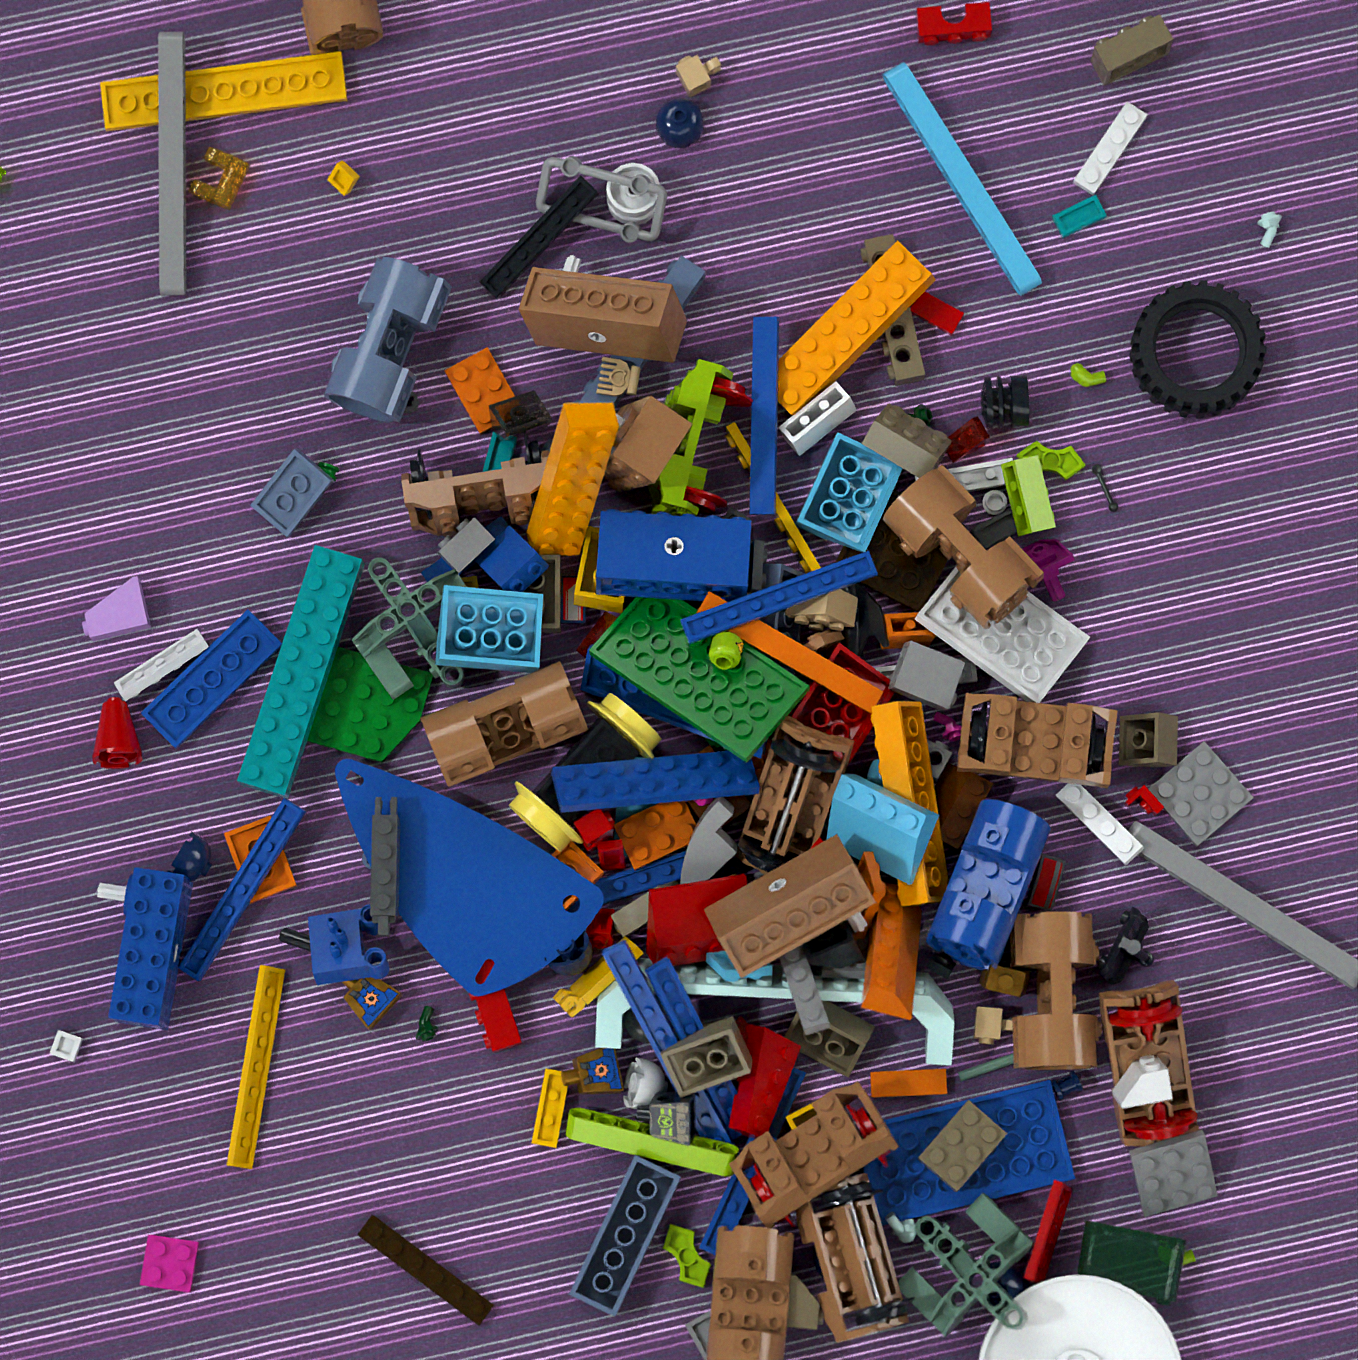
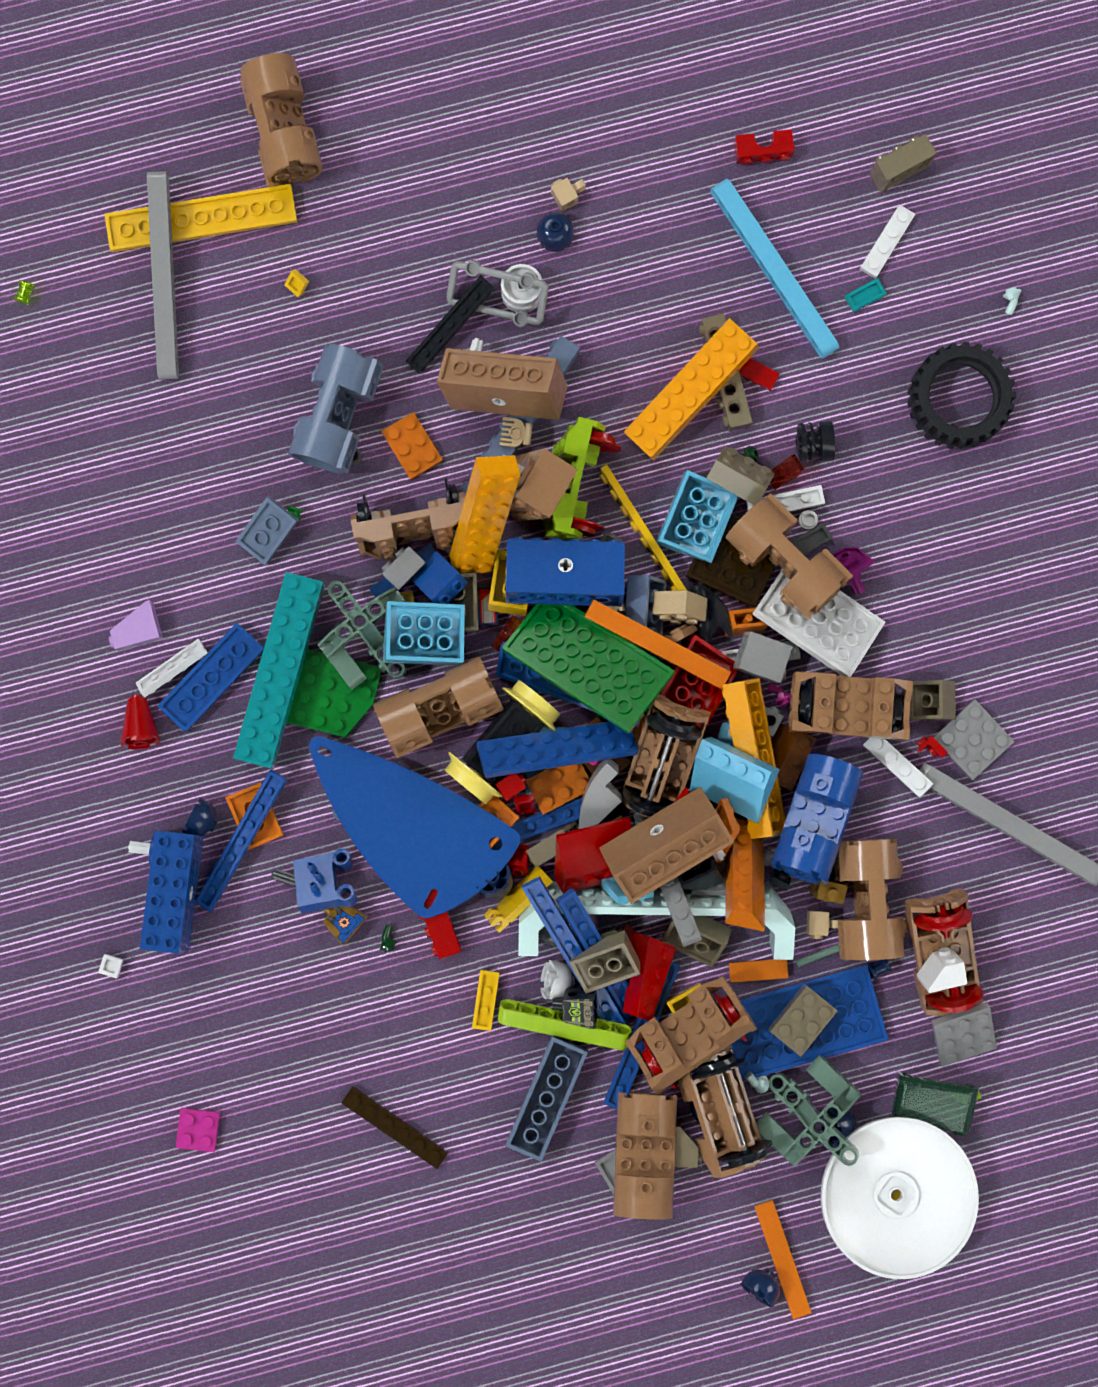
camera: 10 degrees left, 5 degrees up
(229, 183) = (208, 289): clear yellow connector -> none
(255, 1067) = (257, 977): yellow plate -> none
(385, 866) = (350, 821): dark grey hinge -> none
(498, 453) = (426, 492): teal tile -> none
(518, 415) = (440, 465): clear smoke slope -> none
(595, 1073) = (518, 973): torso -> none
(692, 1267) = (598, 1117): lime tile -> none
(726, 650) = (608, 645): lime head -> none
(757, 557) = (630, 586): dark grey plate -> none
(764, 415) = (630, 458): blue tile -> none
(779, 597) = (648, 602): blue tile -> none
(817, 418) = (670, 459): white brick -> none
(1028, 495) = (835, 514): lime brick -> none
(1046, 882) = (859, 813): slope -> none
(1048, 1232) = (870, 1084): red tile -> none
(1062, 462) = (841, 484): lime tile -> none
(1086, 378) = (875, 421): lime arm -> none
(1096, 470) = (885, 491): pearl dark grey hinge -> none
(1126, 948) = (922, 861): black shield -> none

